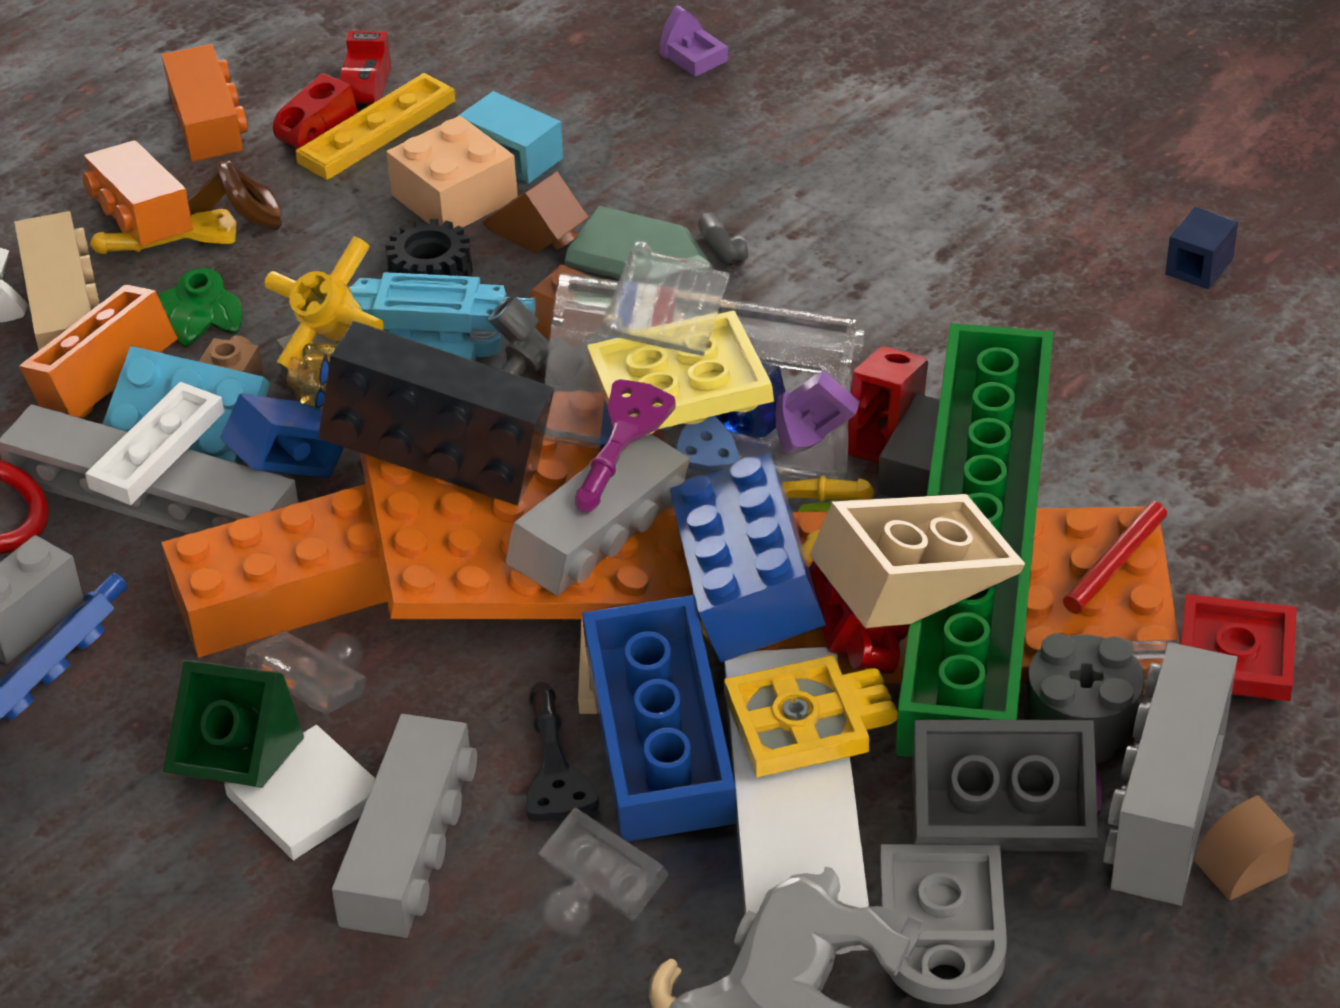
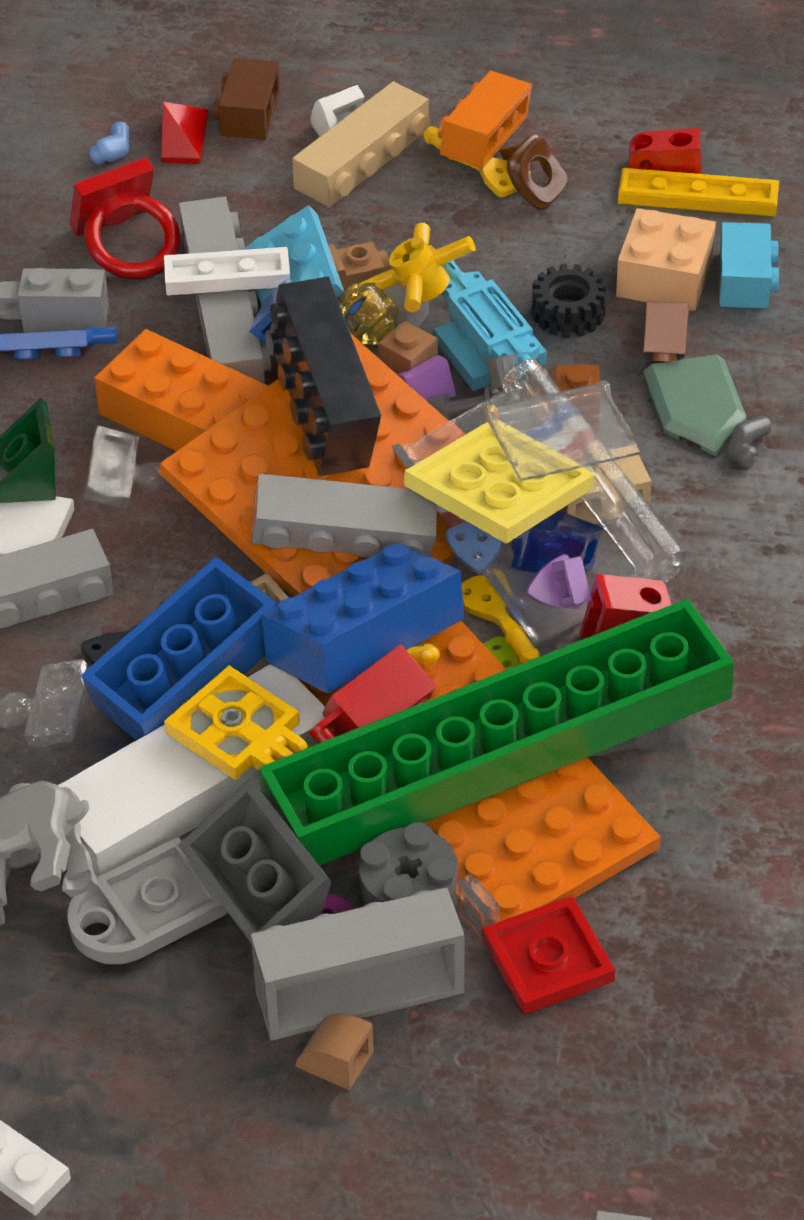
camera: 55 degrees right, 5 degrees up
(89, 355) = (335, 194): orange brick -> none
(194, 310) = (409, 209): green plate -> none
(204, 102) = (623, 92): orange brick -> none
(366, 65) = (746, 149): red leg -> none
(625, 431) = (396, 480): magenta piece -> none
(910, 555) = (397, 695): tan slope -> none
(1114, 557) = (565, 831): red bar -> none

